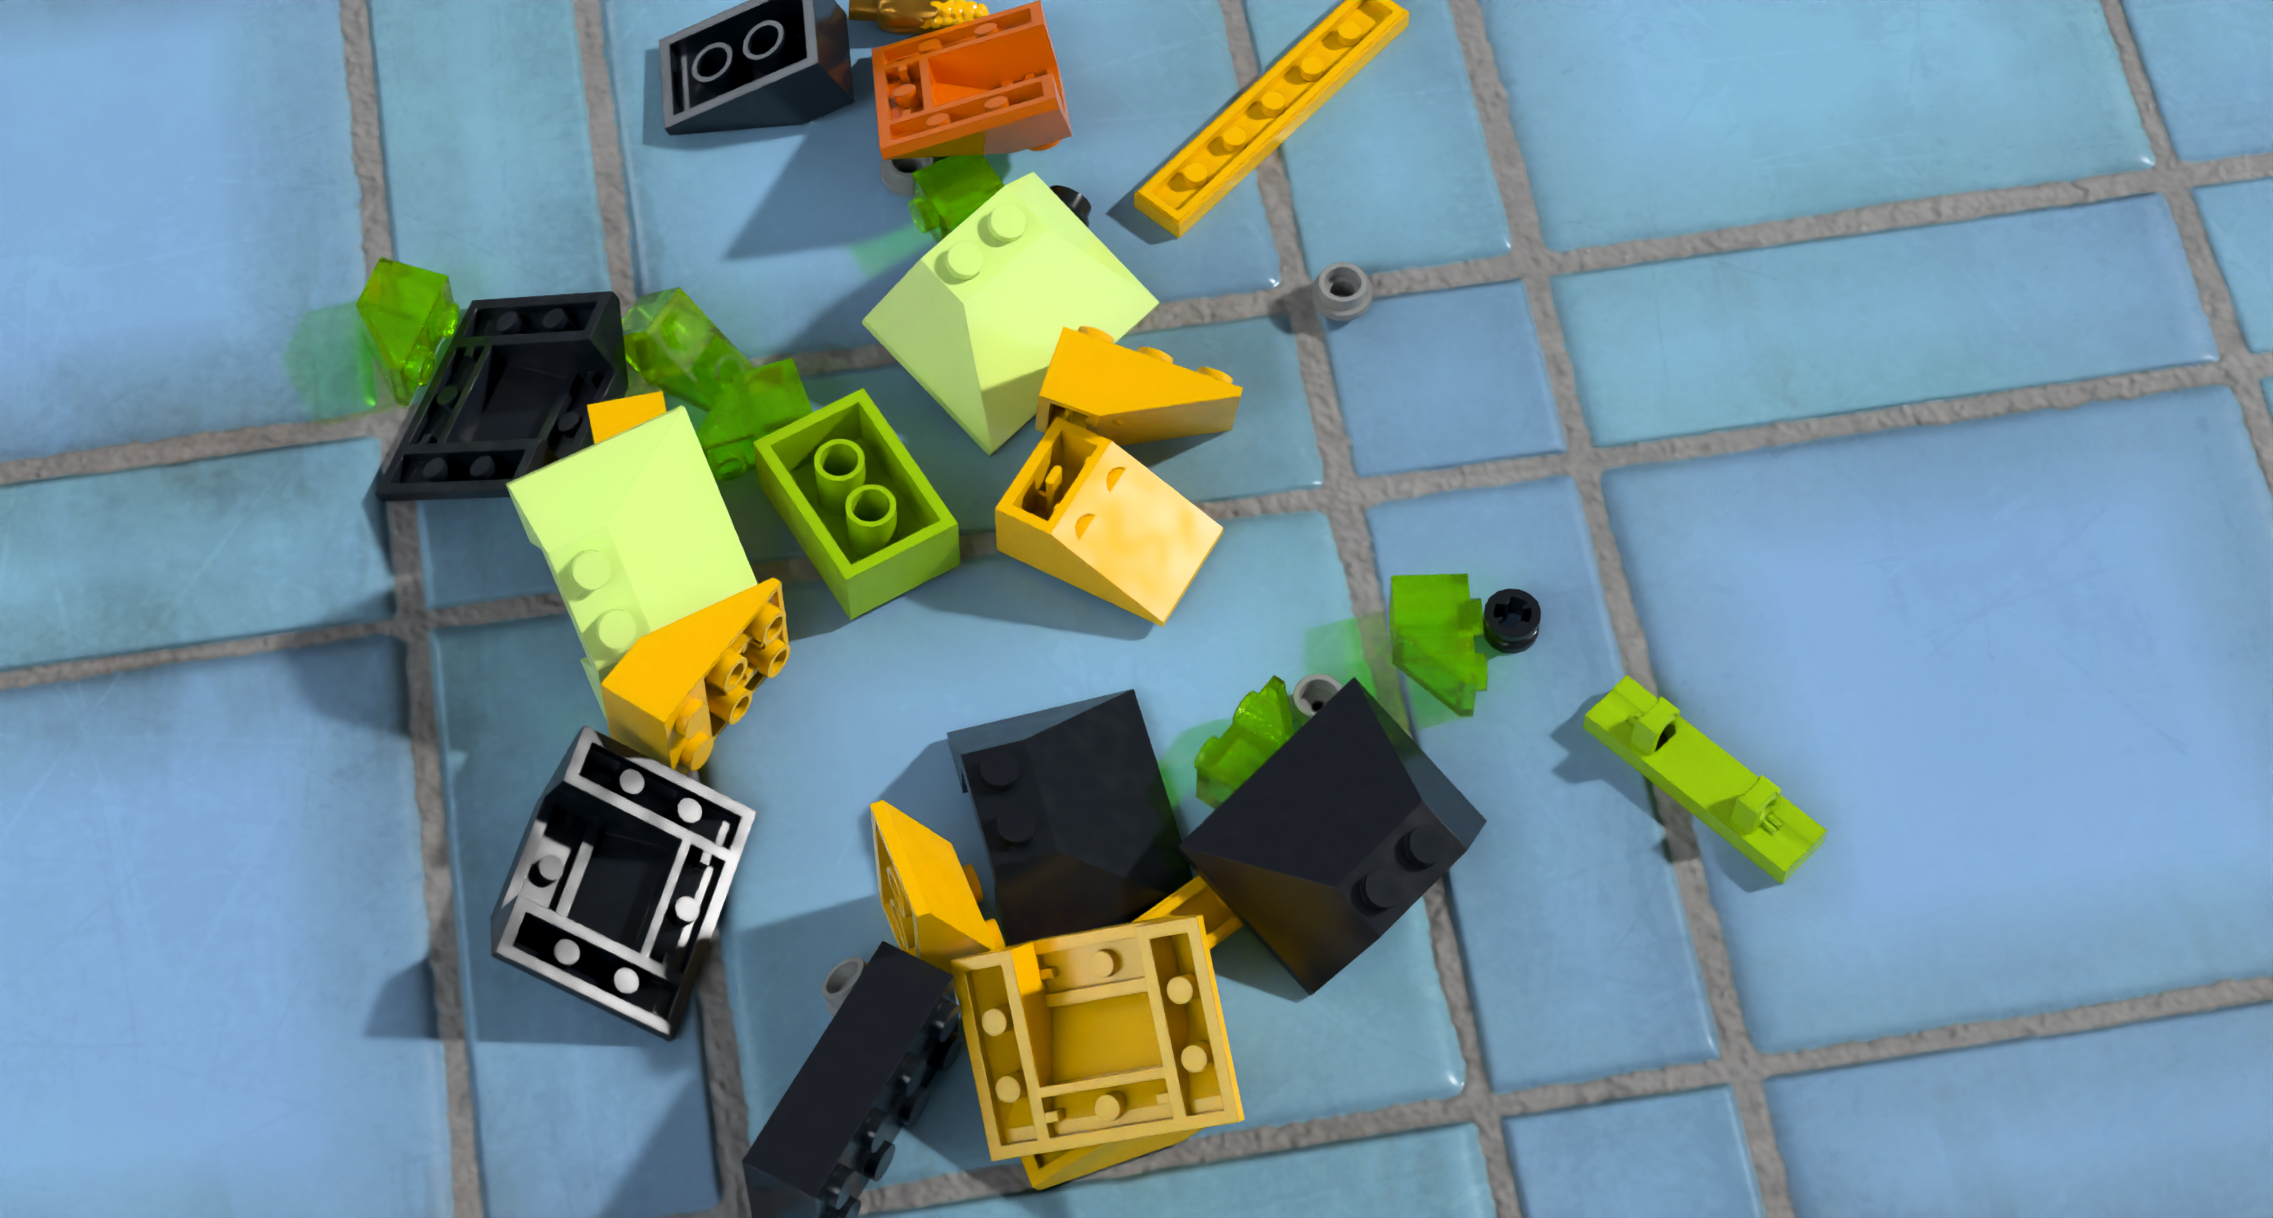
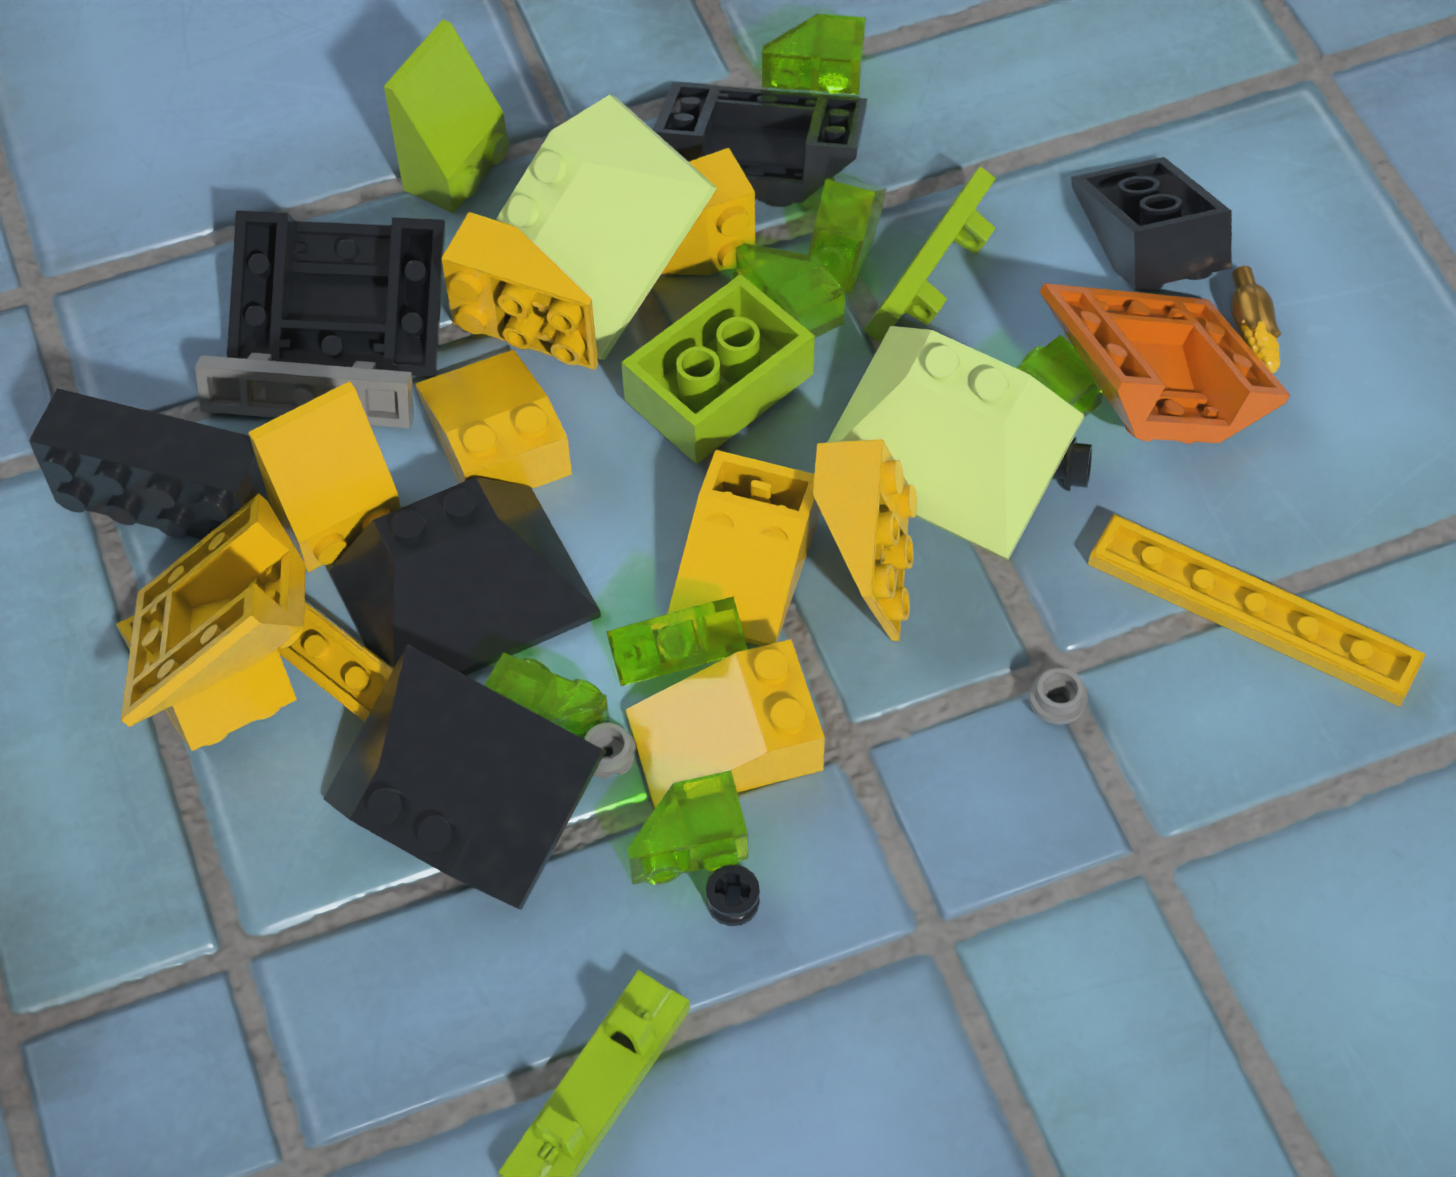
camera: 80 degrees right, 0 degrees up
(412, 722) = (444, 121): none -> lime slope
(744, 278) = (912, 290): none -> lime hinge
(770, 899) = (274, 387): none -> light grey hinge
(851, 746) = (497, 423): none -> yellow slope
(1211, 607) = (676, 641): none -> clear neon green slope
(1321, 582) = (734, 716): none -> yellow slope

